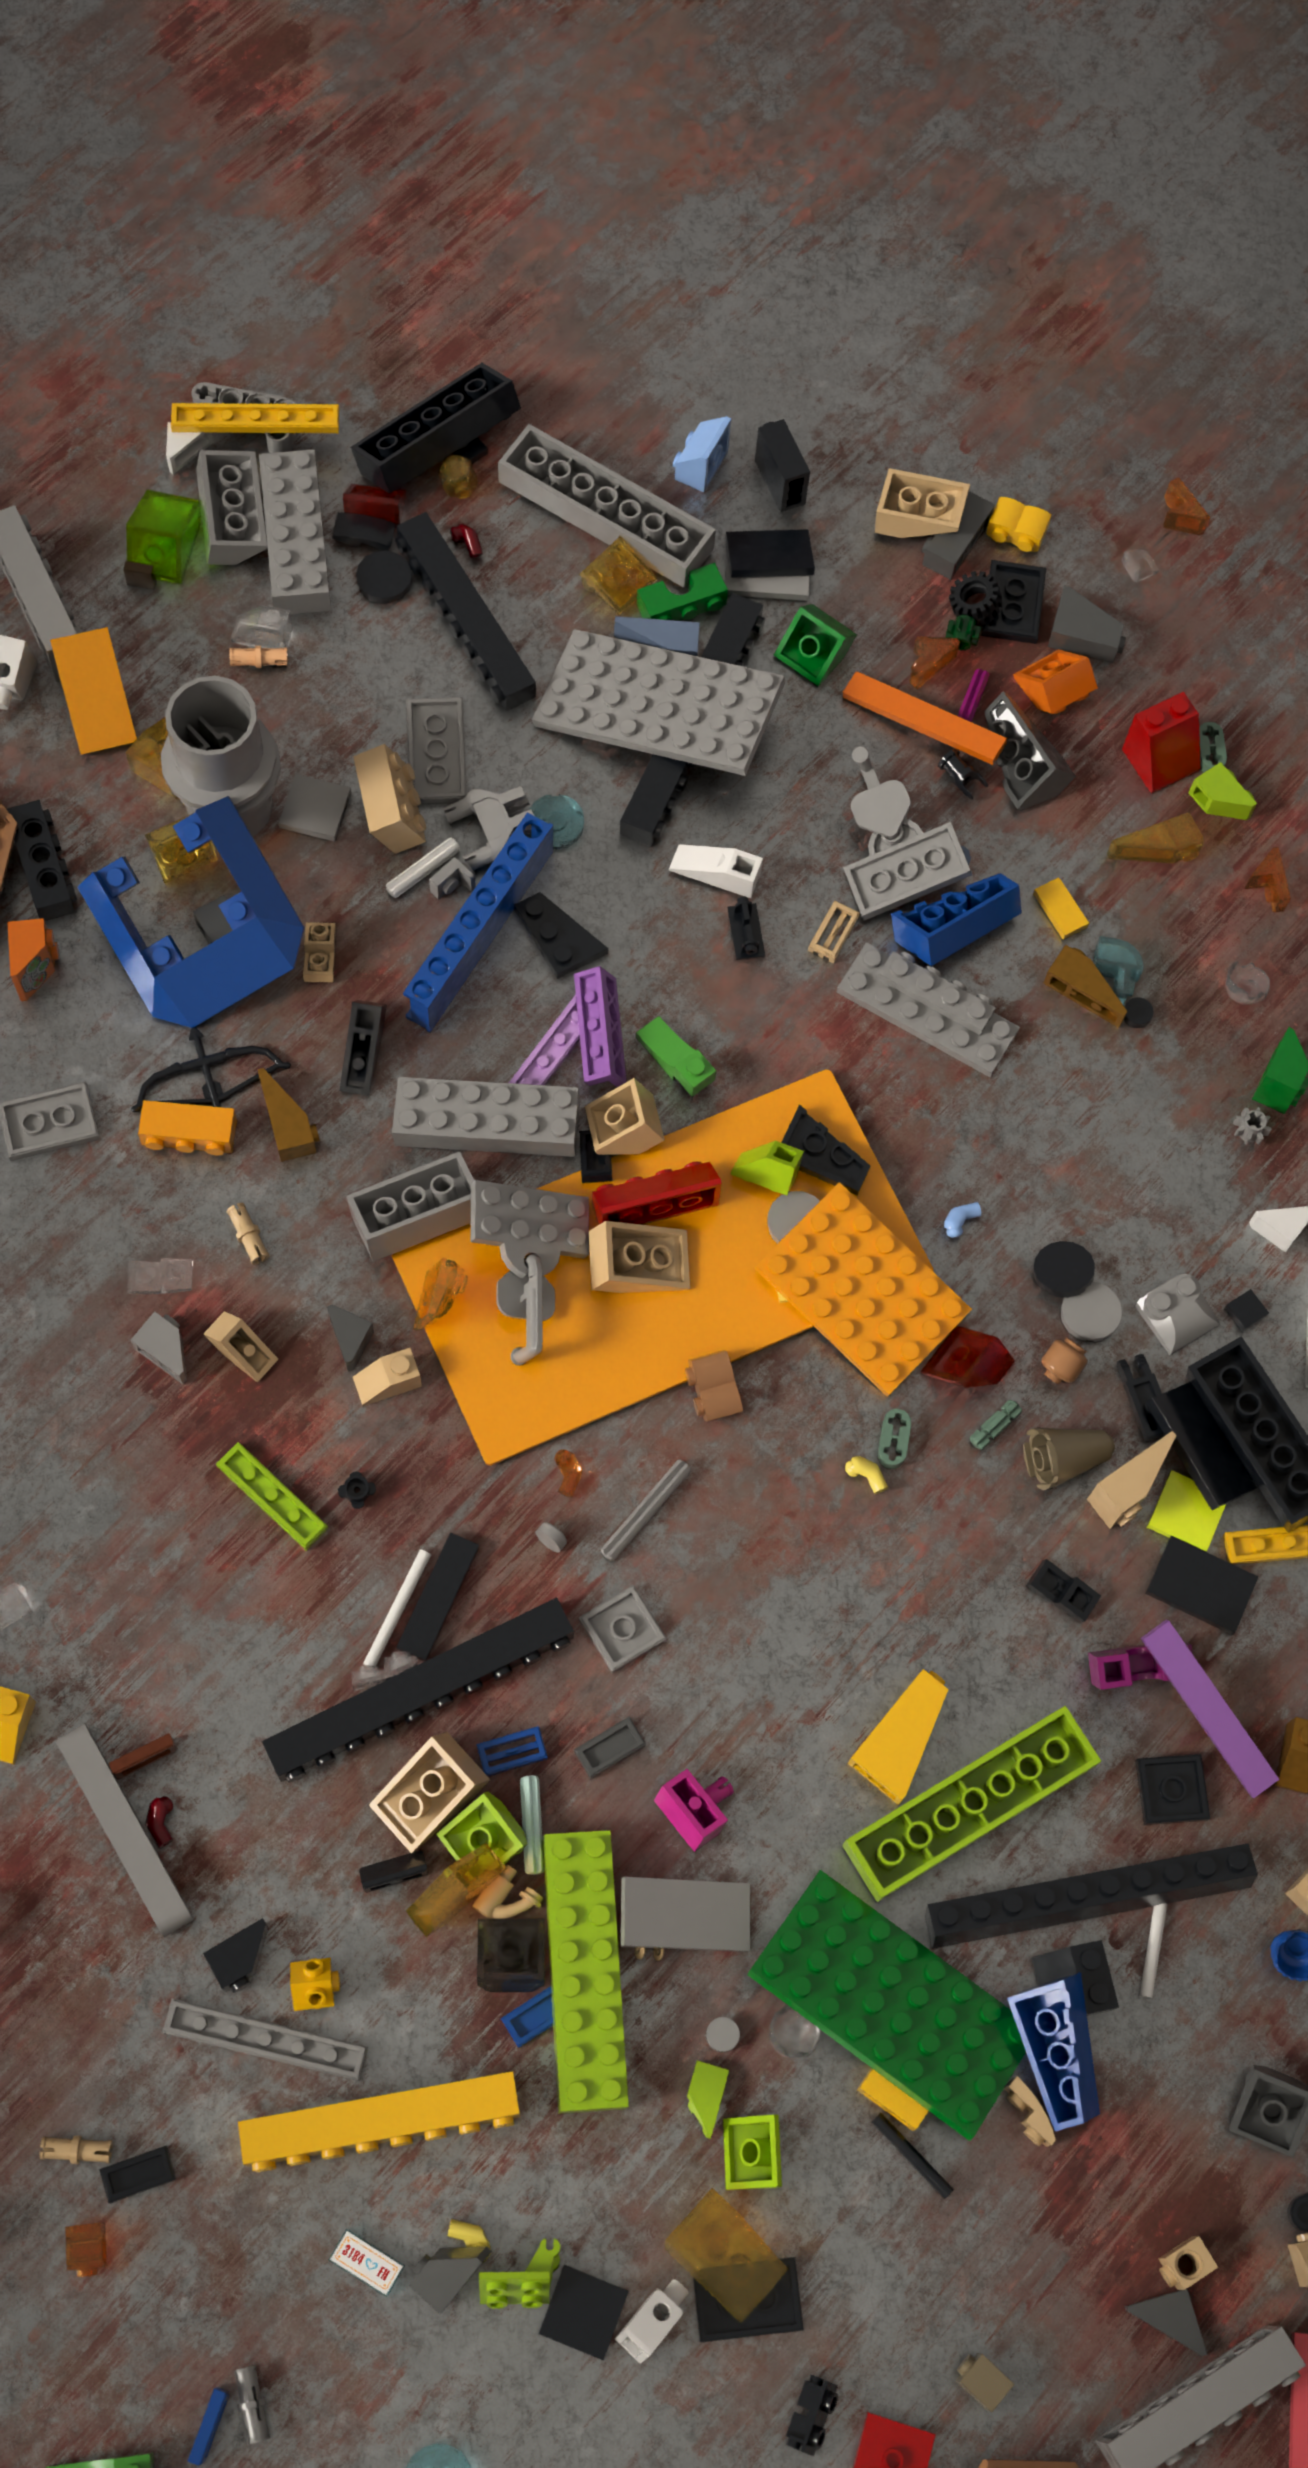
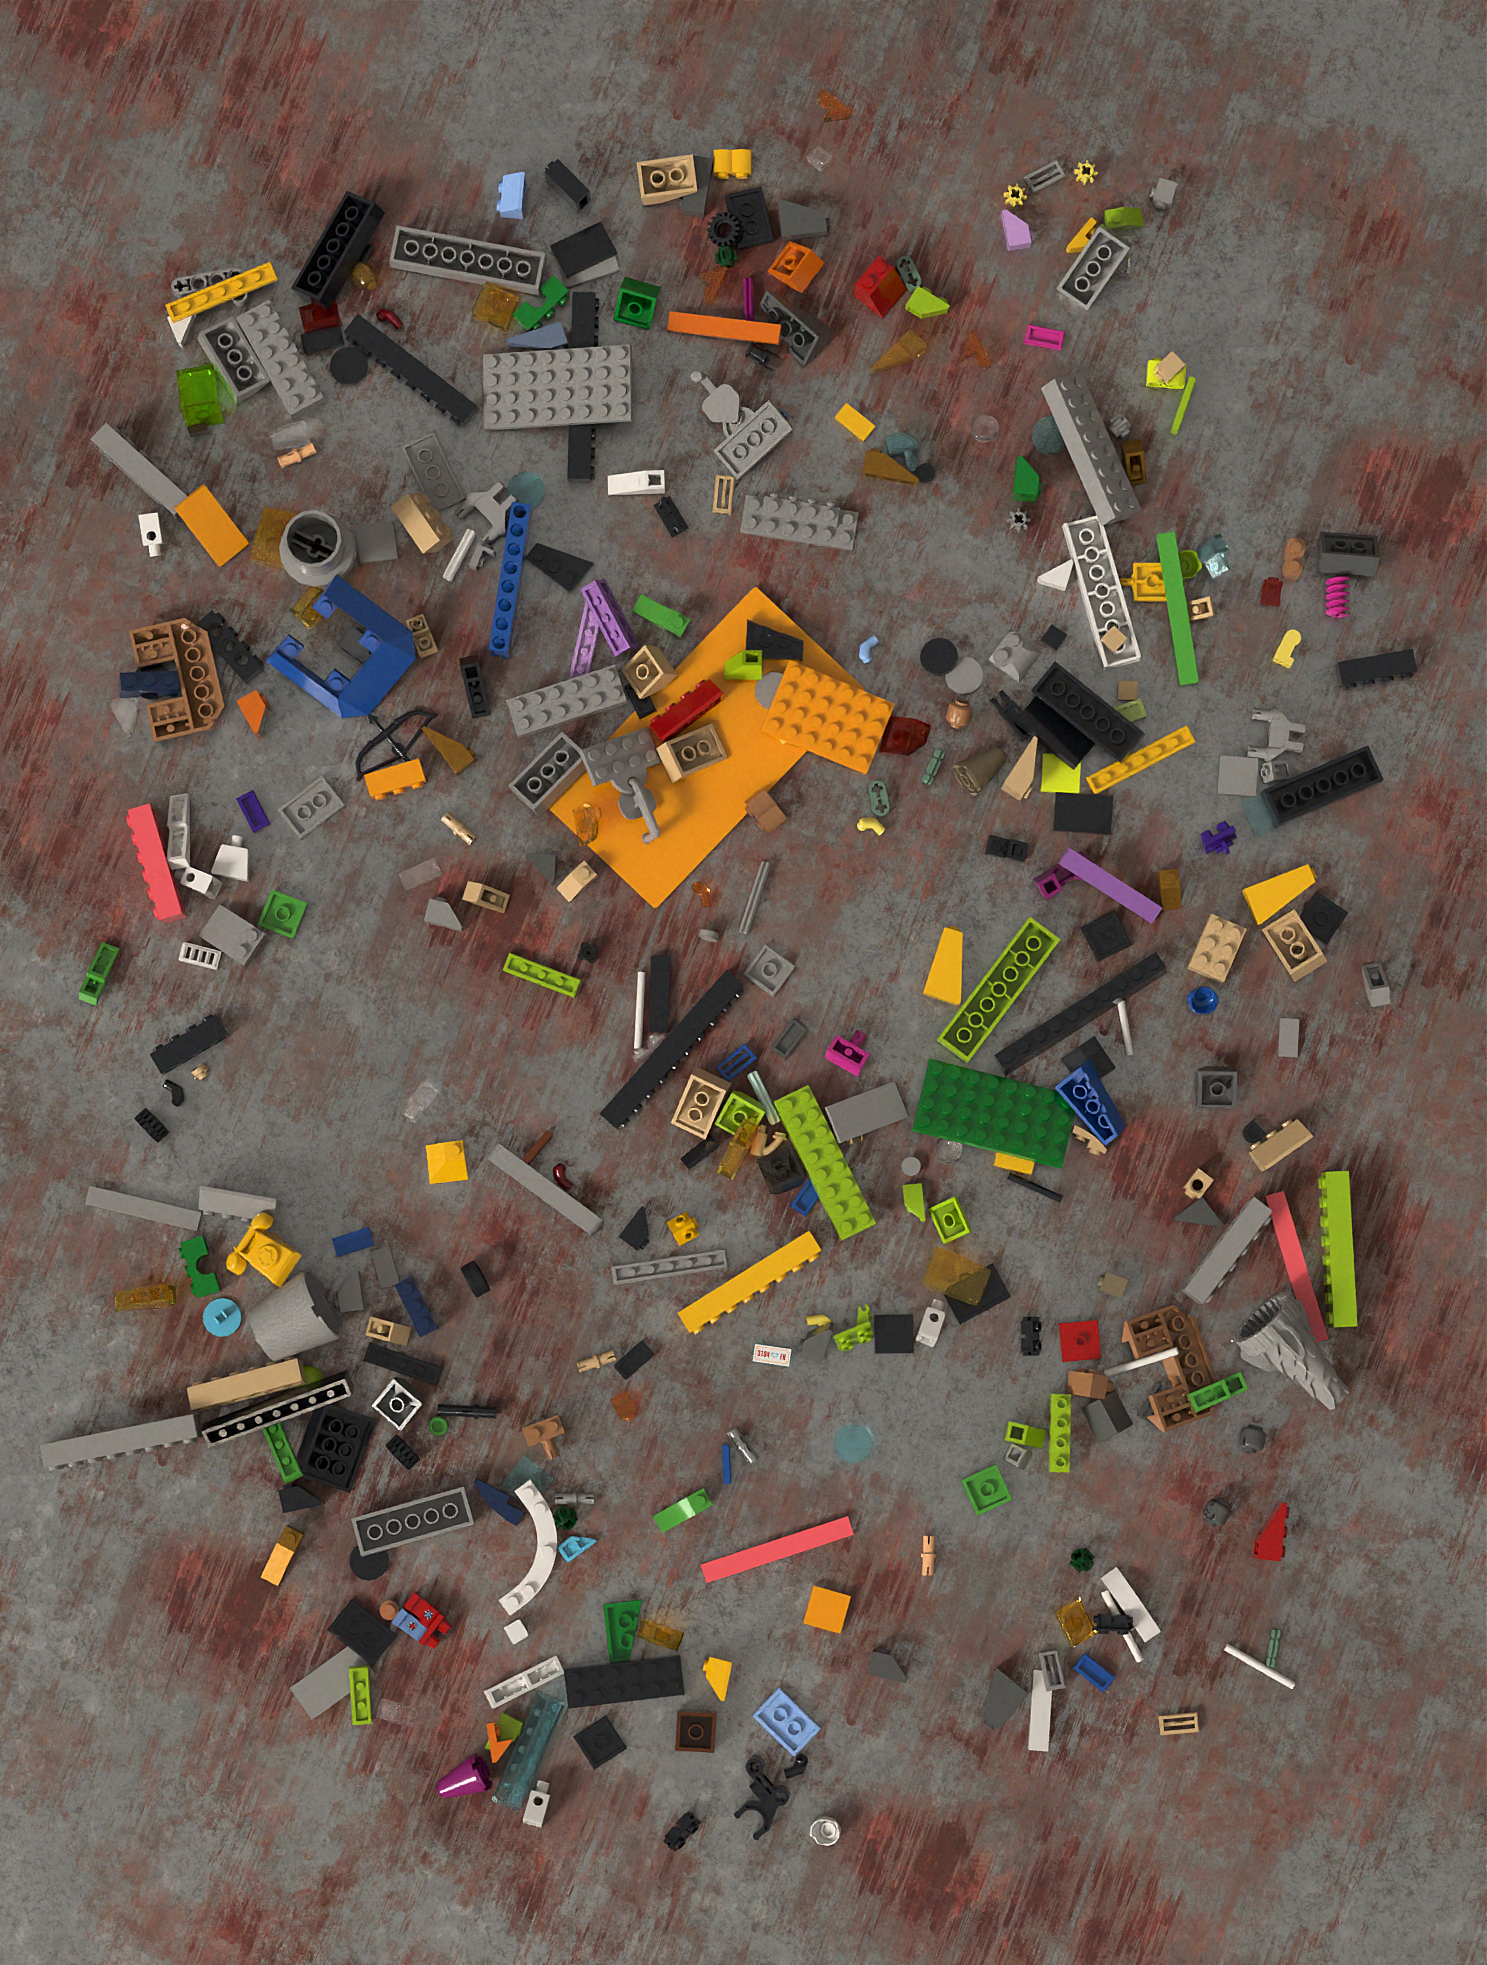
camera: 15 degrees left, 15 degrees up
(957, 919) = (796, 458): blue wedge -> none

